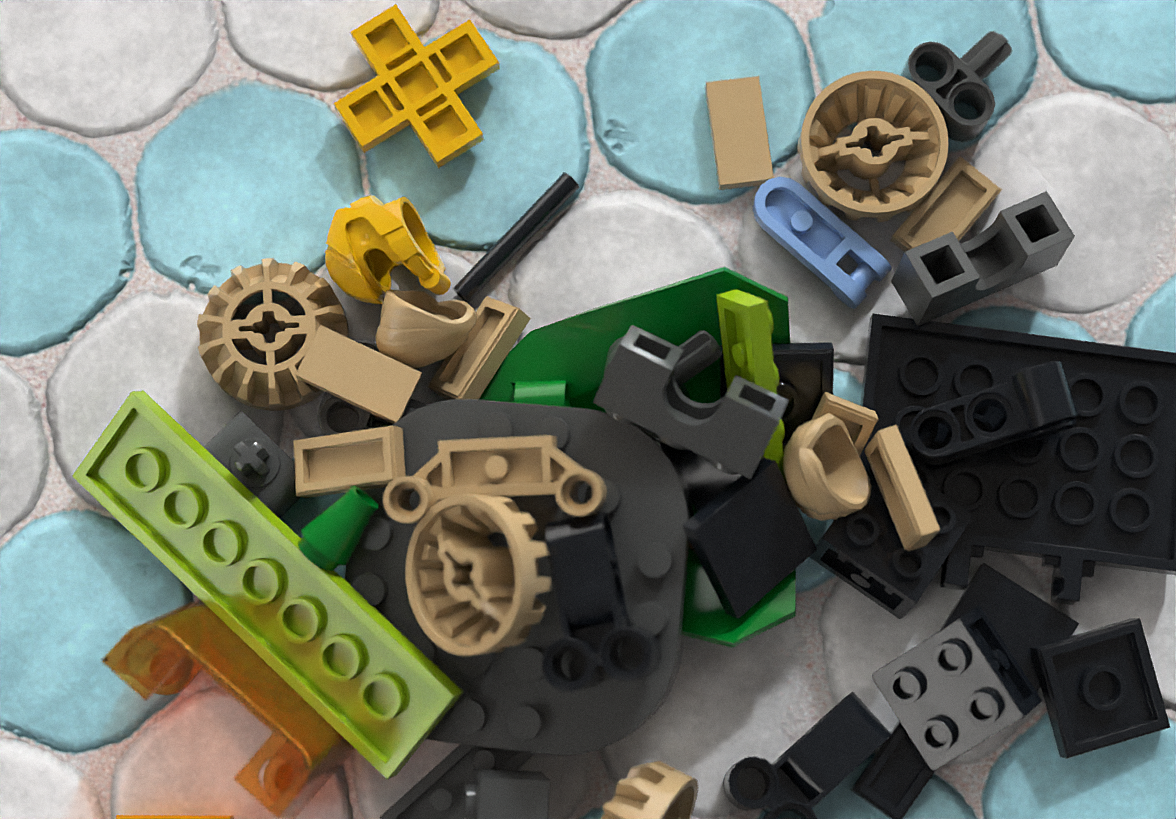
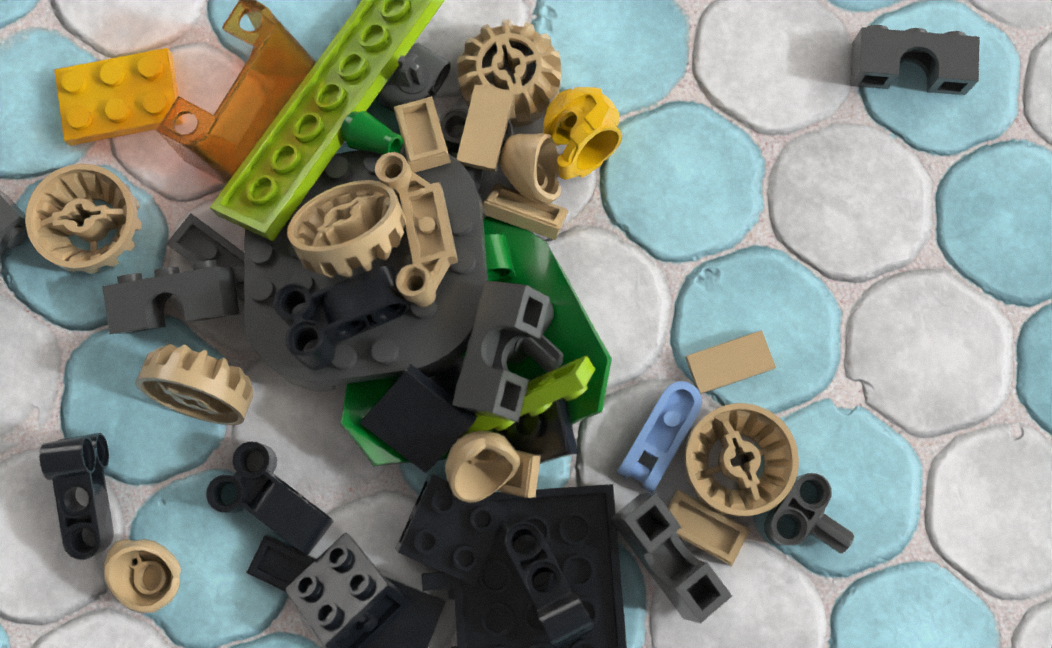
camera: 85 degrees right, 0 degrees up
(417, 86) = (709, 129): yellow plate -> none
(516, 237) = (616, 221): black piece -> none
(901, 488) = (476, 523): tan tile -> none

